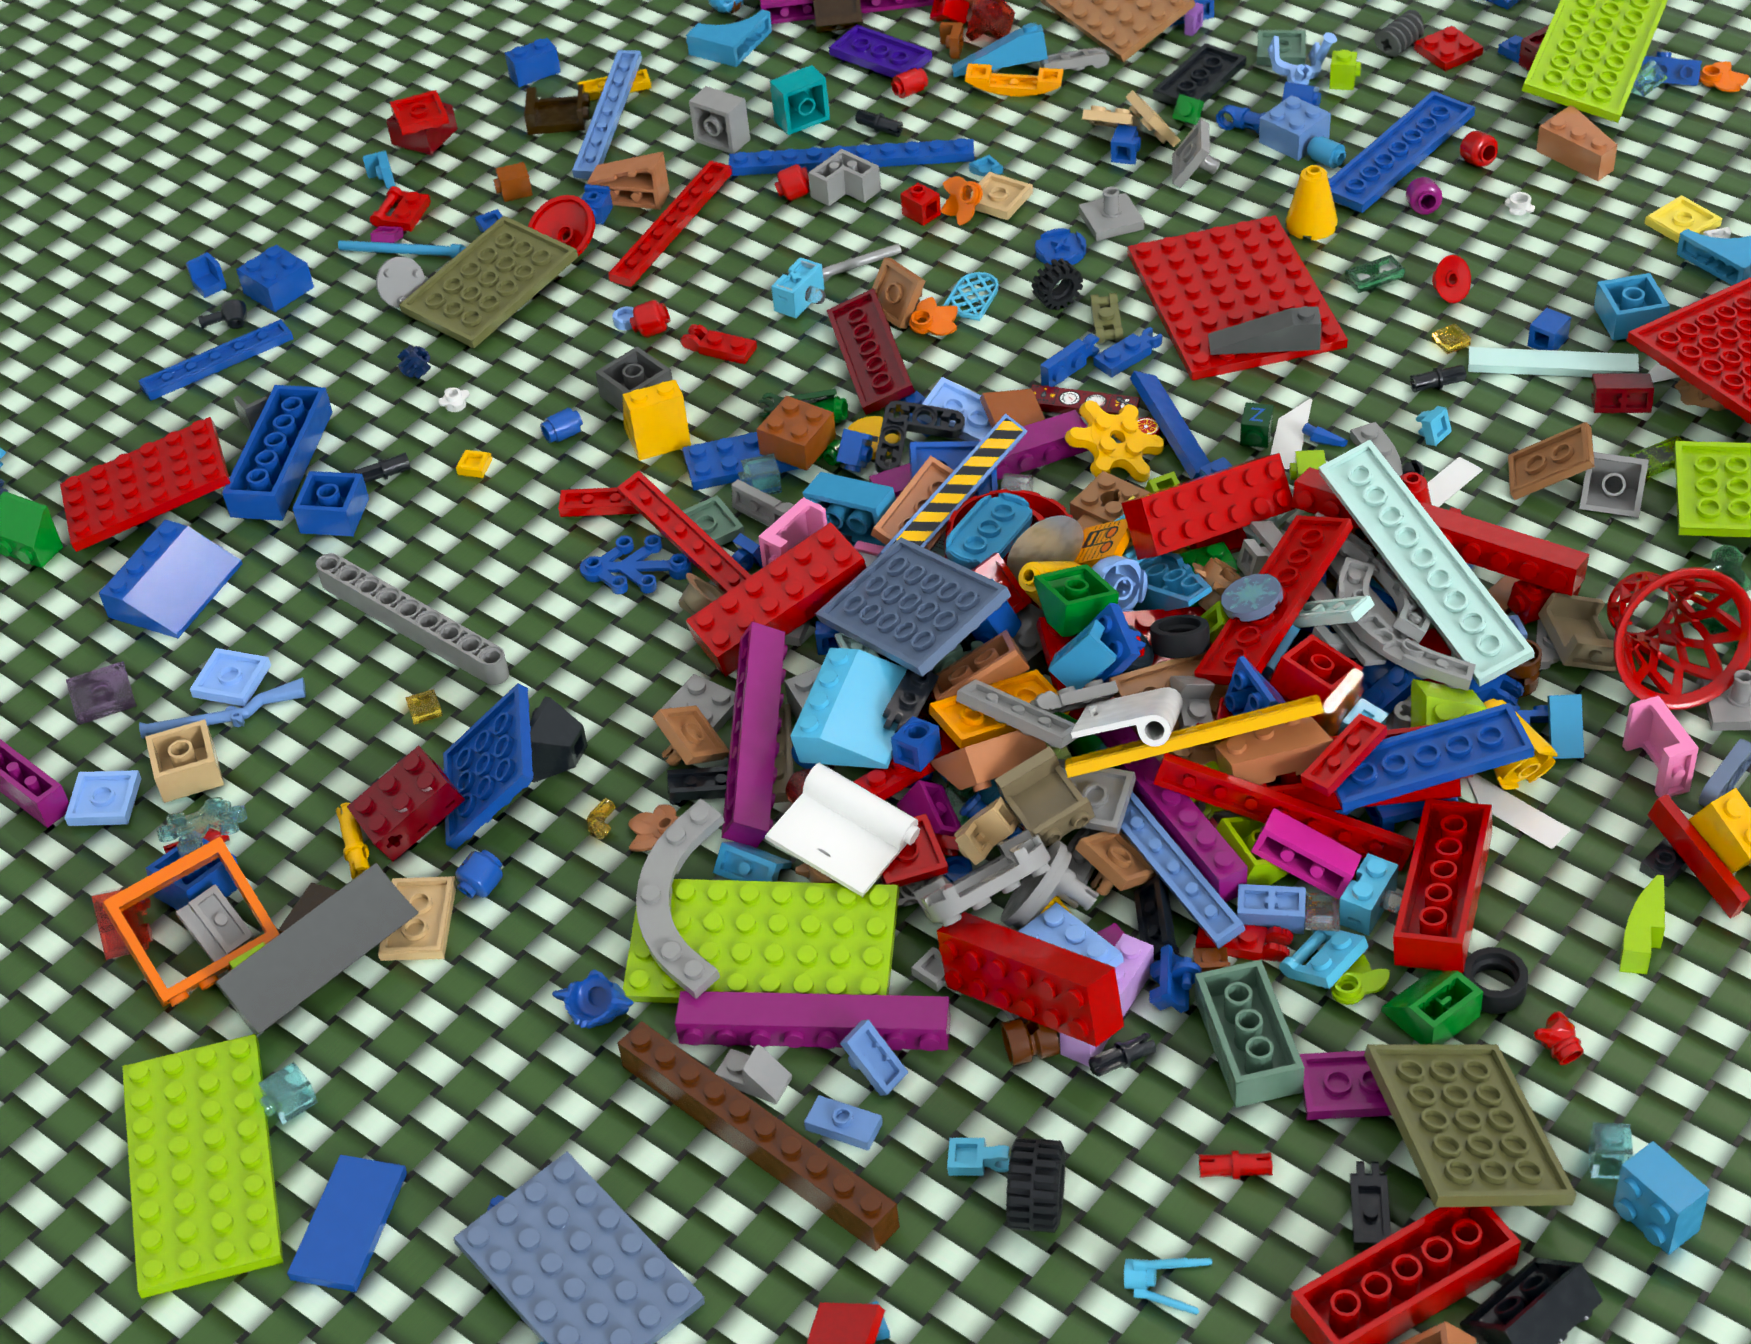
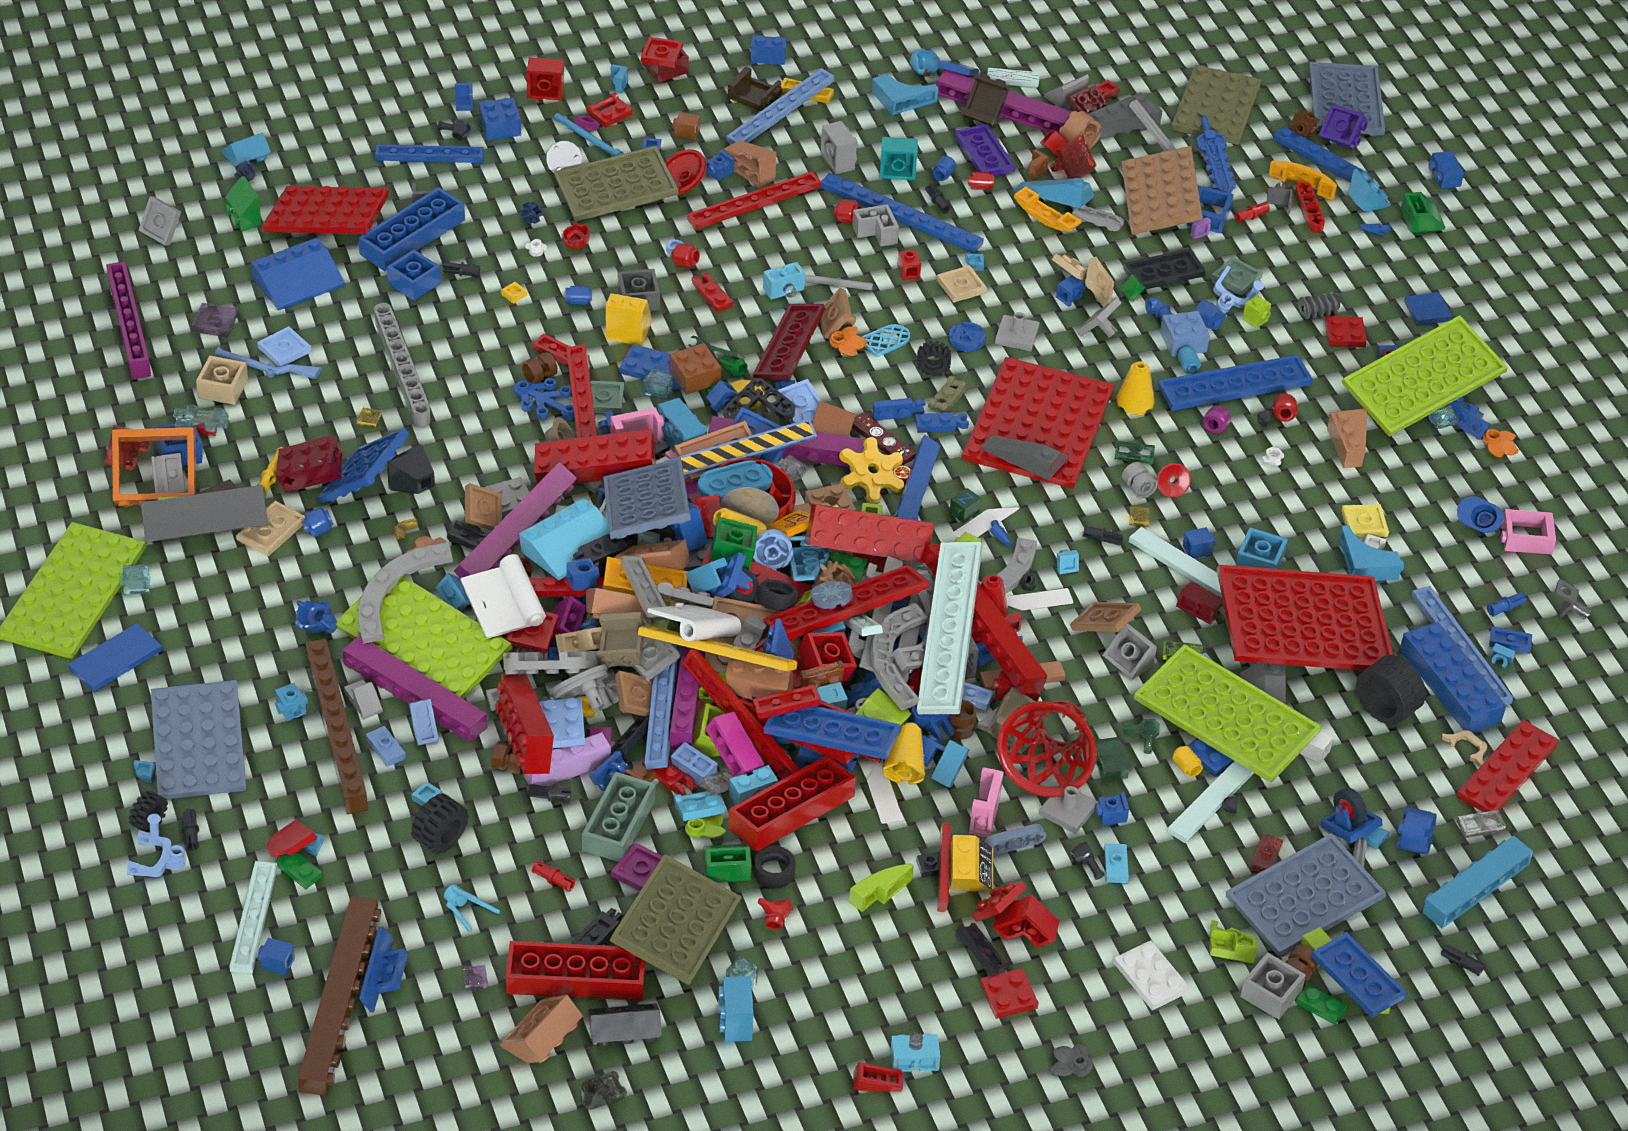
camera: 25 degrees right, 0 degrees up
(103, 798) = (169, 378): light blue plate -> none
(295, 207) = (545, 79): none -> red brick
(496, 360) = (576, 236): none -> red hair
(595, 531) = (540, 367): none -> reddish brown wheel
(664, 1138) = (290, 701): none -> dark azure brick
(757, 503) = (640, 396): light grey hinge -> none
(855, 89) = (944, 168): none -> blue brick
(959, 201) = (935, 275): orange plate -> none
(1415, 298) = (1139, 480): none -> light grey wheel
(1468, 170) = (1265, 418): none -> black hinge

